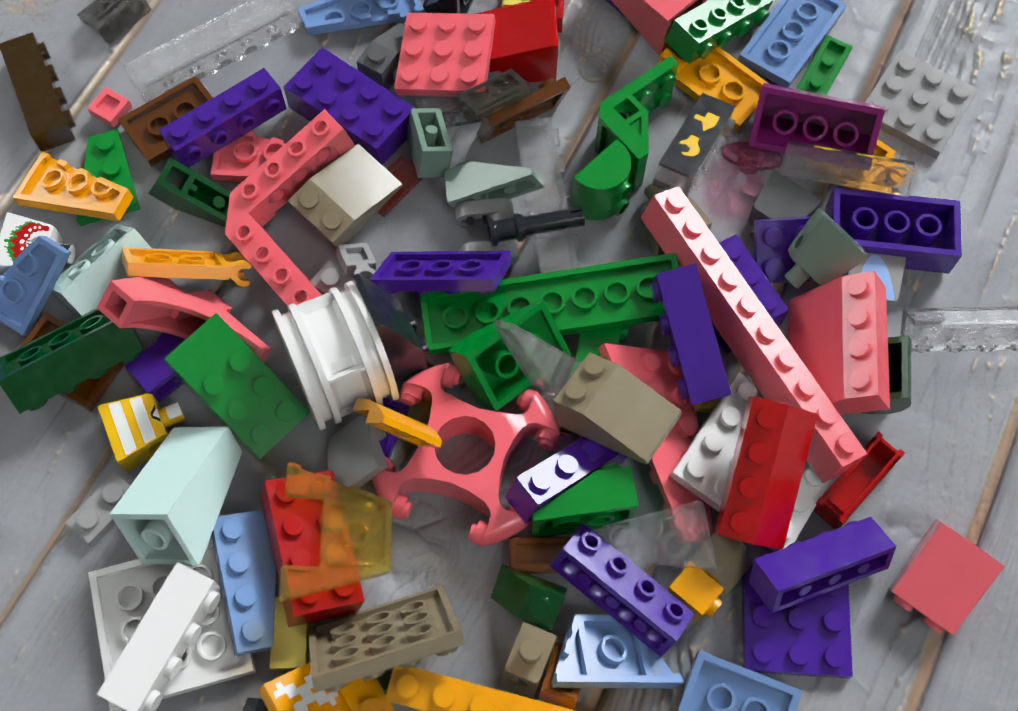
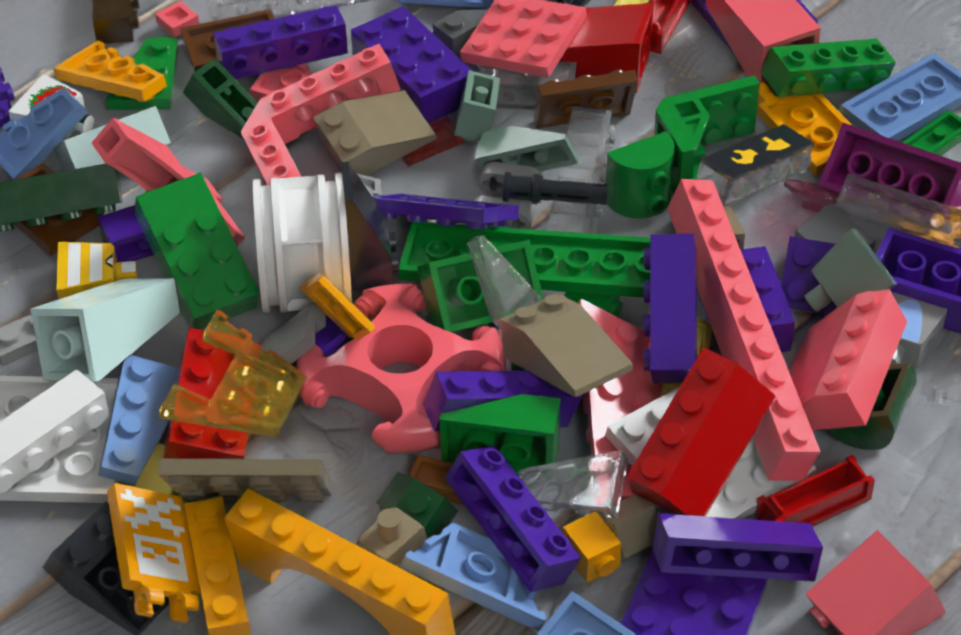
camera: 20 degrees right, 20 degrees down
(185, 264) = (193, 146): light orange tile -> none
(493, 95) = (560, 67): clear smoke bracket -> none

